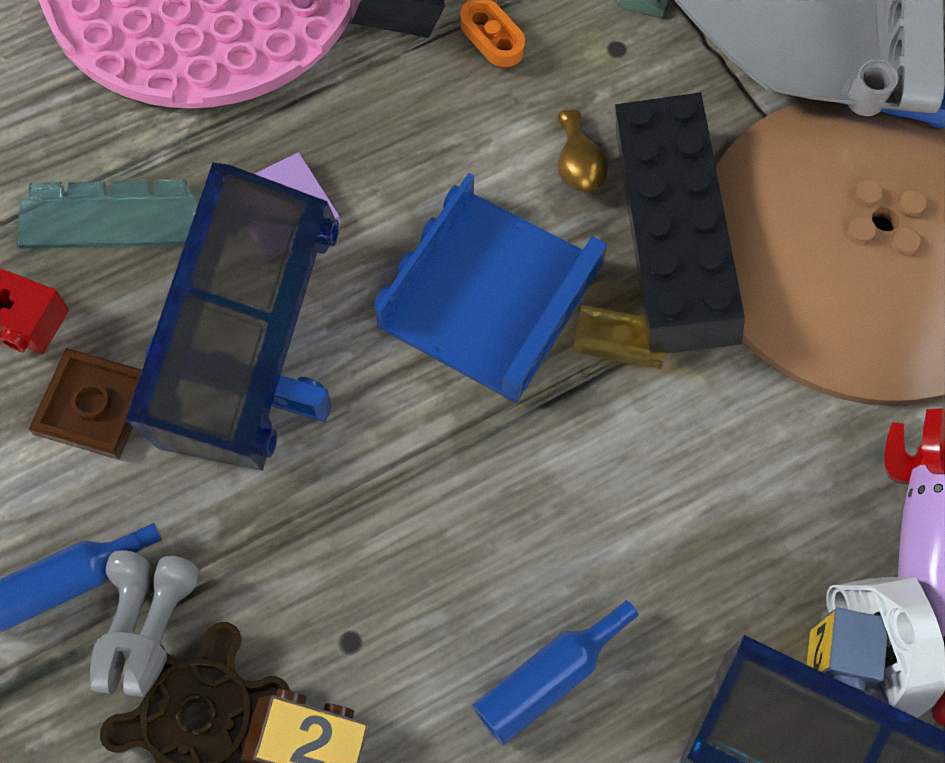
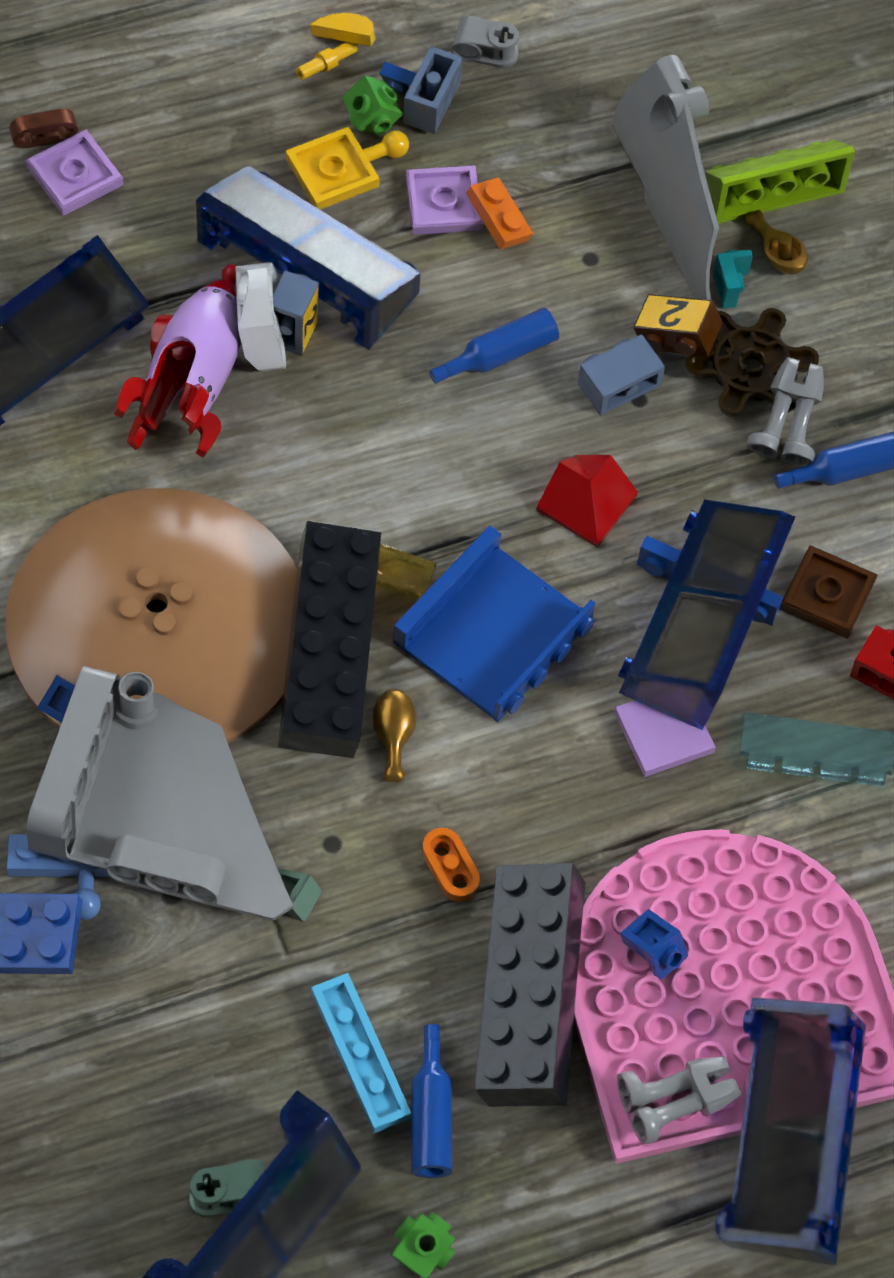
camera: 175 degrees left, 5 degrees down
(379, 659) = (620, 374): none -> sand blue brick
(402, 478) = (587, 496): none -> red slope

